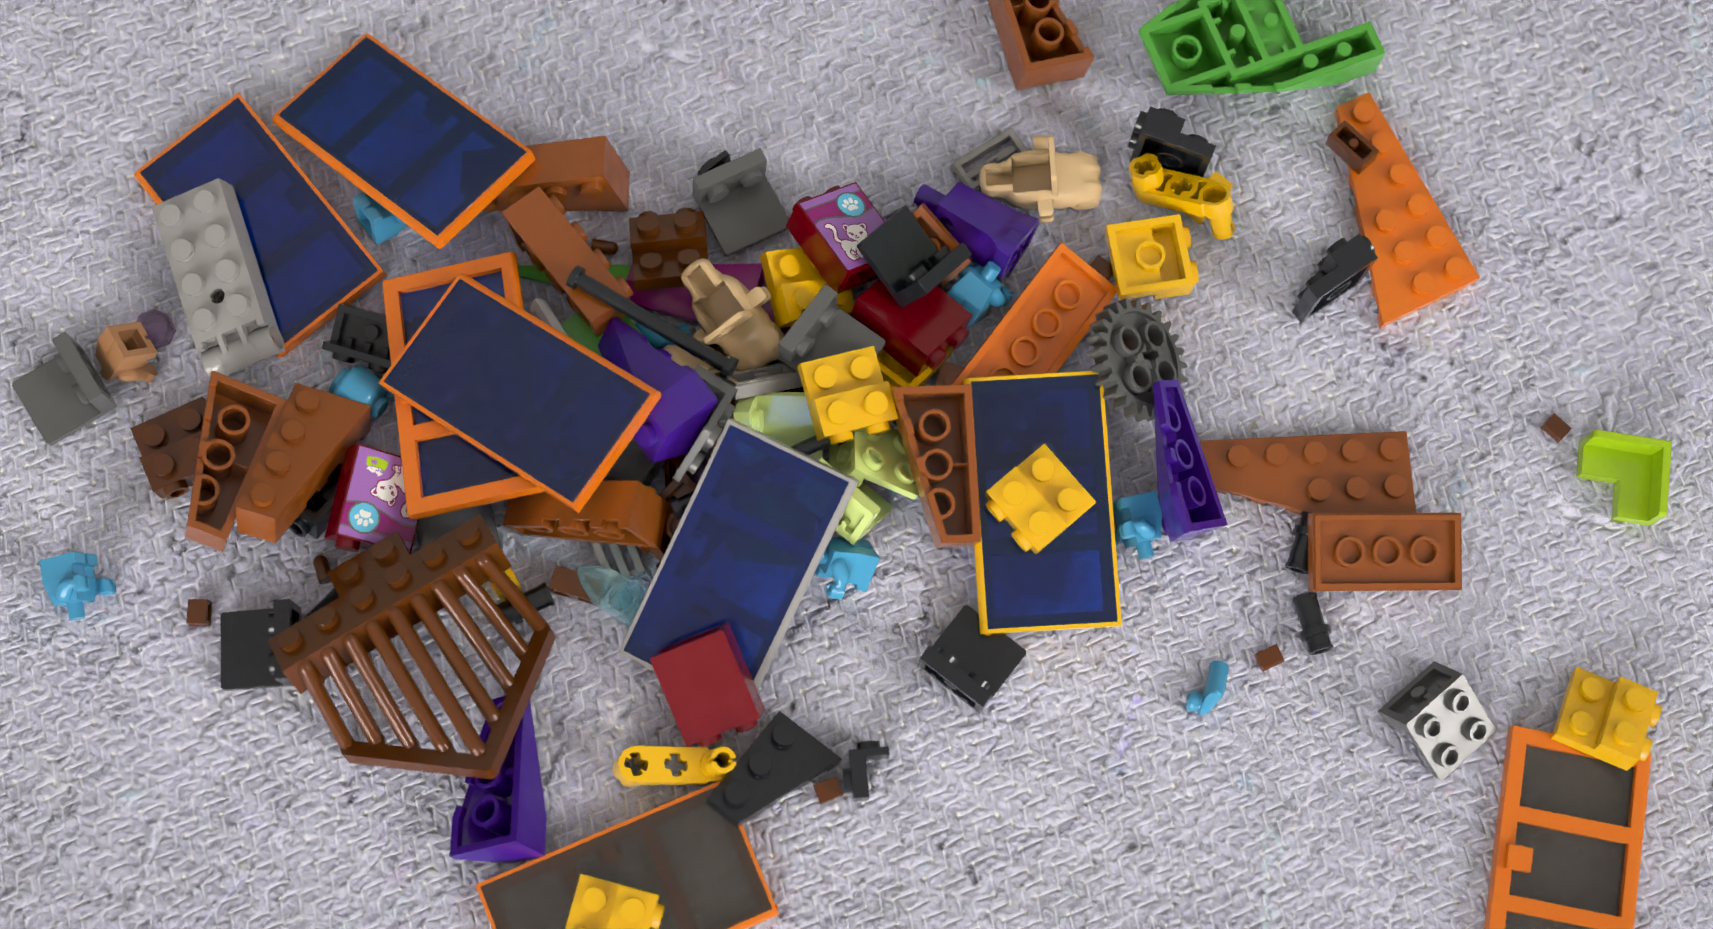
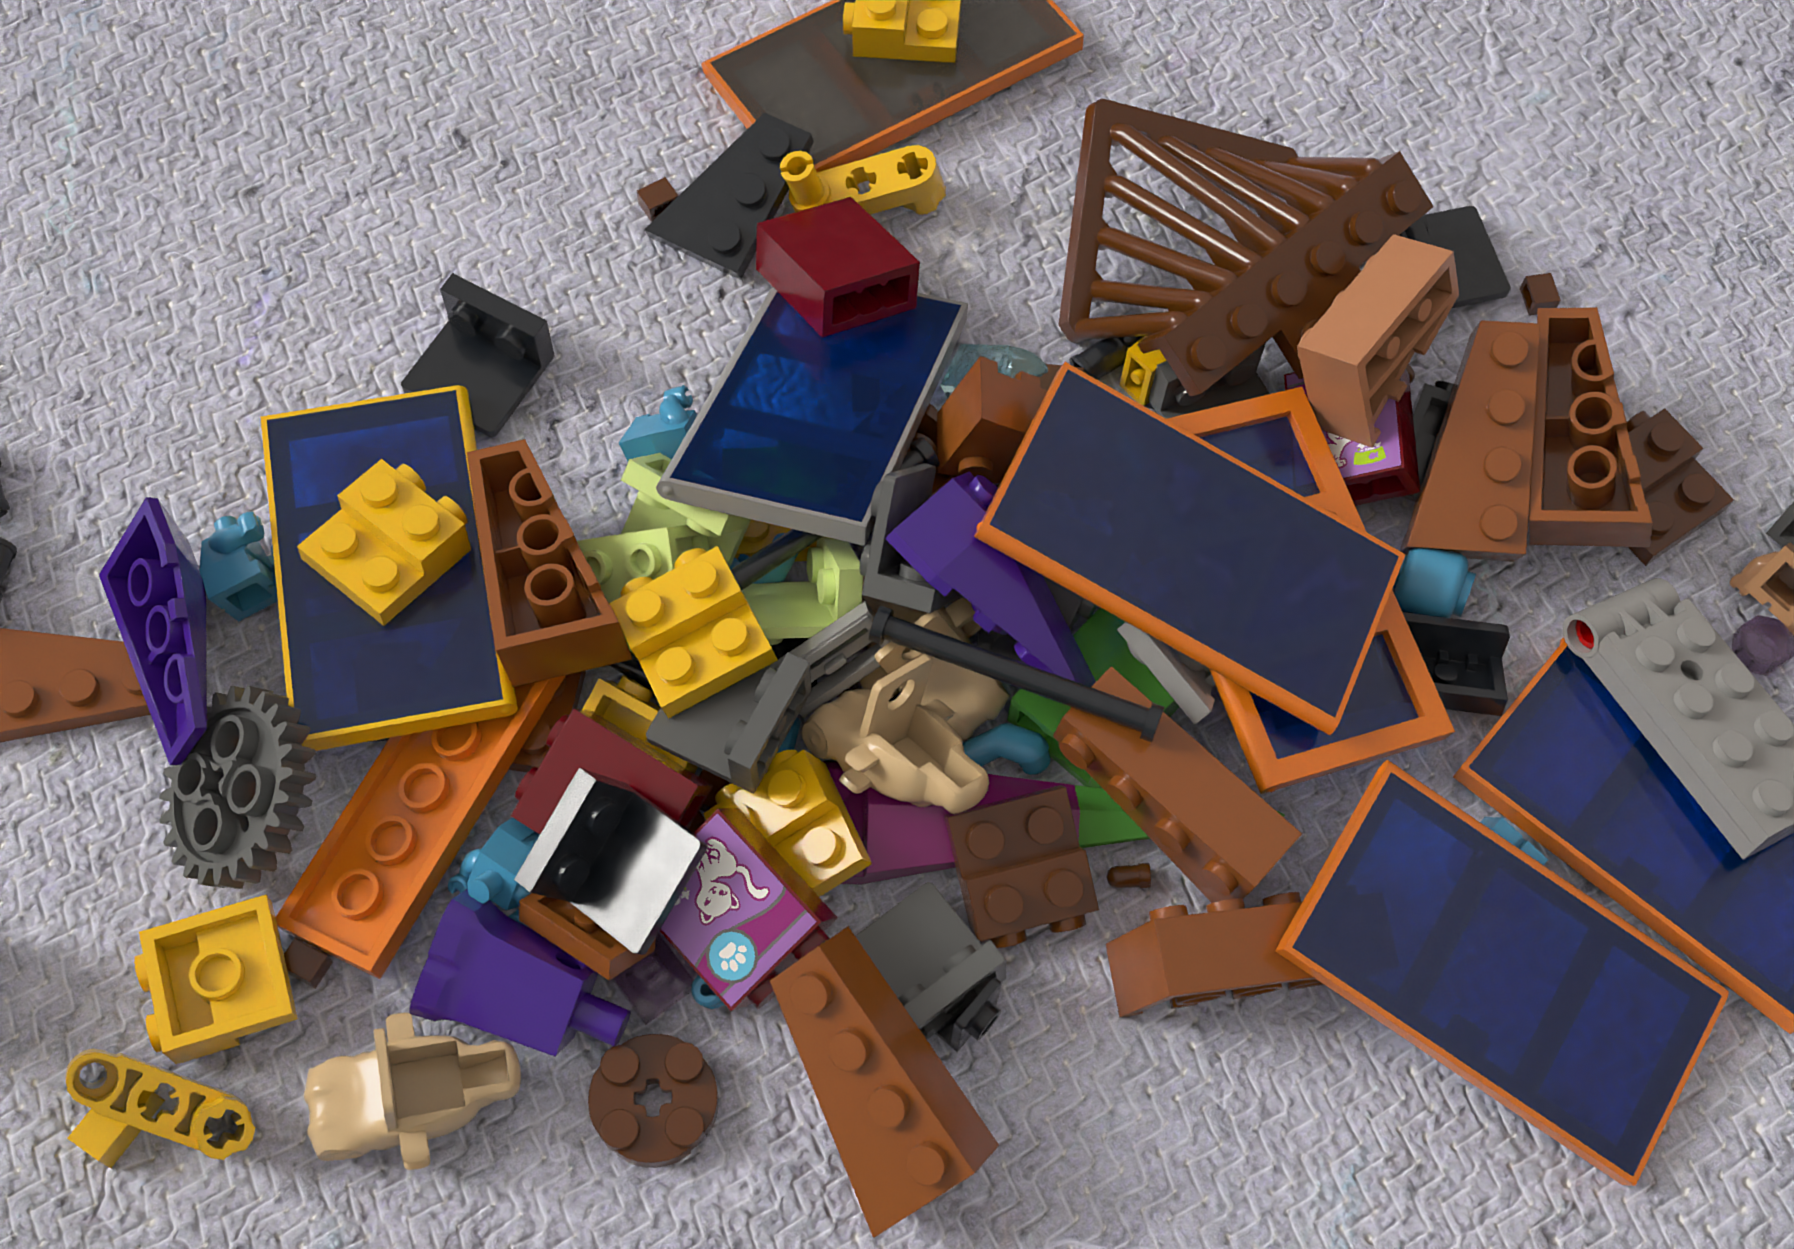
camera: 170 degrees right, 10 degrees down
(72, 582) = (1719, 294): dark azure piece -> none
(345, 531) = (1372, 332): none -> nougat wedge
(507, 814) = (1049, 104): dark purple wedge -> none
(777, 123) = (879, 1083): none -> dark orange wedge
(855, 777) = (615, 231): black bracket -> none
(908, 143) = (680, 1124): none -> reddish brown plate
(966, 178) = (521, 1148): light grey tile -> none
(1161, 135) = (190, 1182): black plate -> none
(1213, 692) = (133, 368): dark azure arm -> none
(1269, 658) = (49, 432): reddish brown piece -> none

